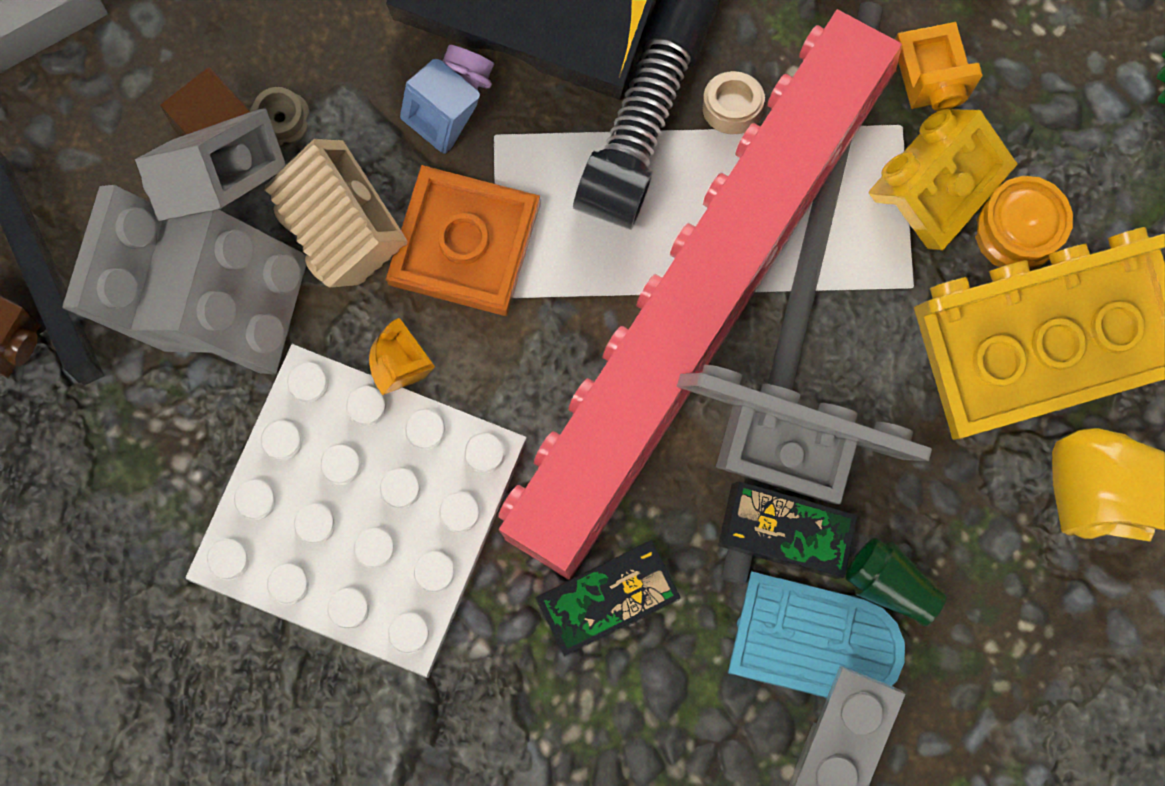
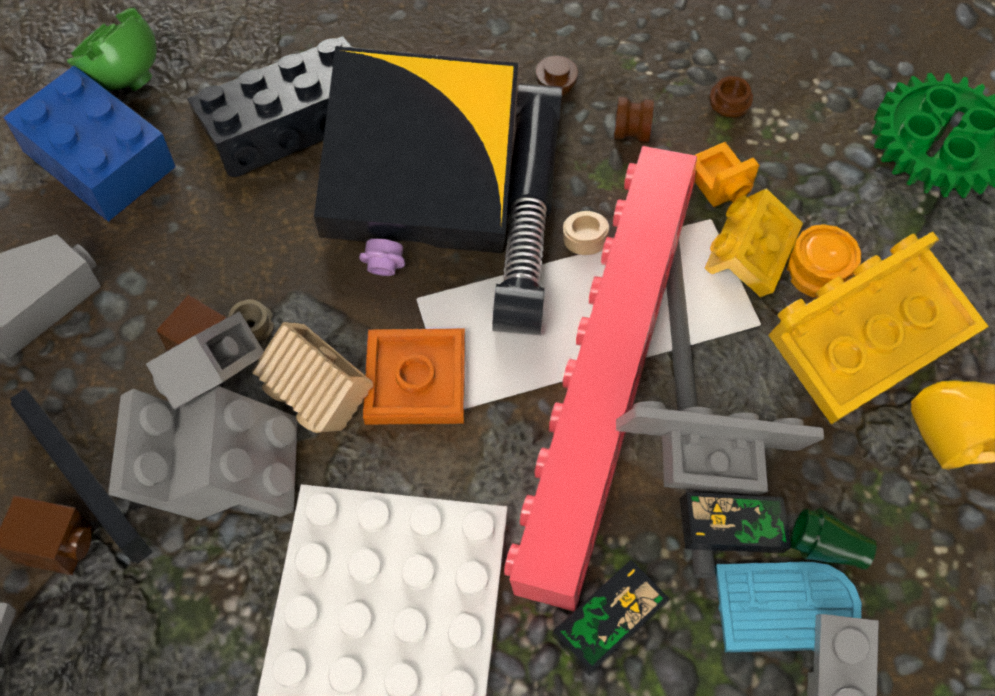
camera: 10 degrees left, 15 degrees down
(397, 359) = (389, 474): light orange tile -> none
(438, 104) = (369, 284): medium blue slope -> none

